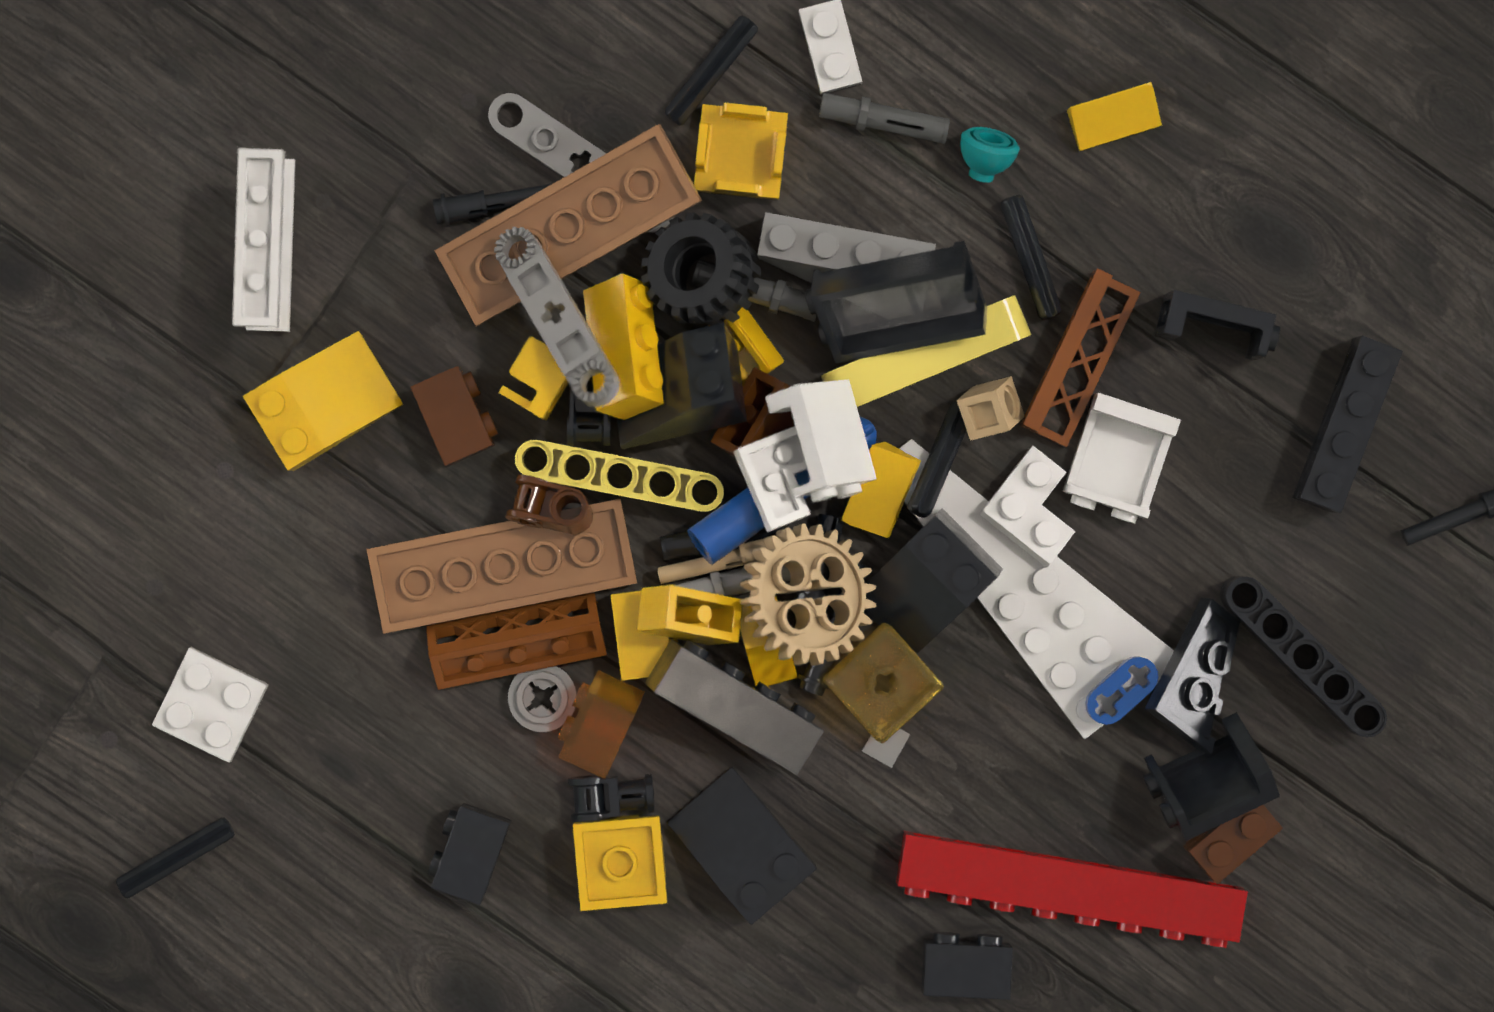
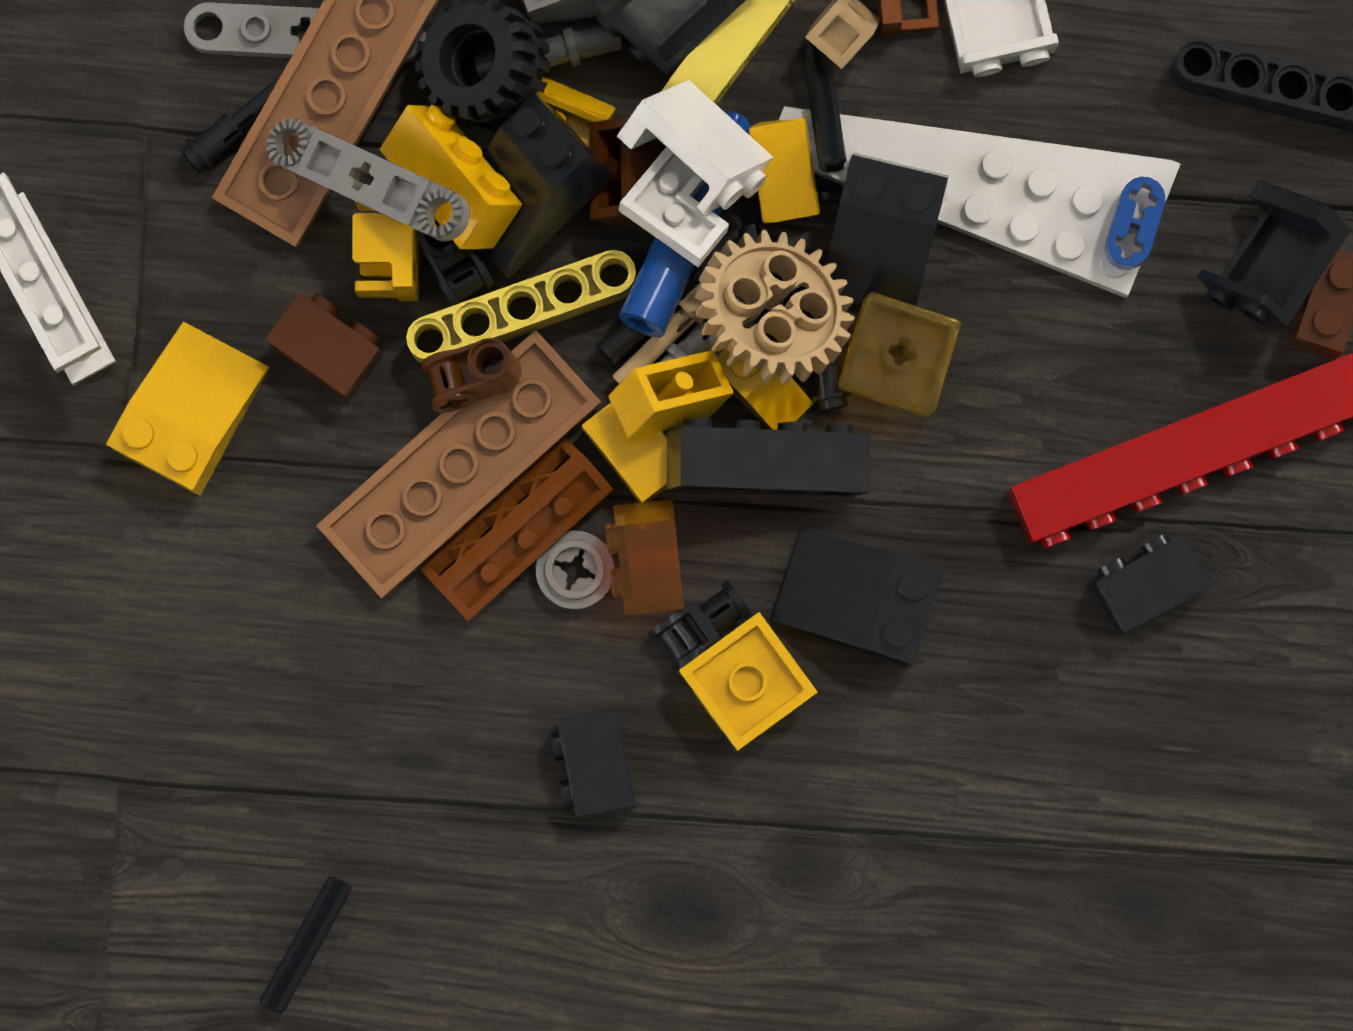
camera: 30 degrees left, 5 degrees down
(210, 704) = (251, 772): white plate -> none
(888, 751) = (941, 422): light grey sticker -> none
(1019, 511) = (932, 114): white plate -> none
(1192, 679) = (1196, 174): black wing -> none

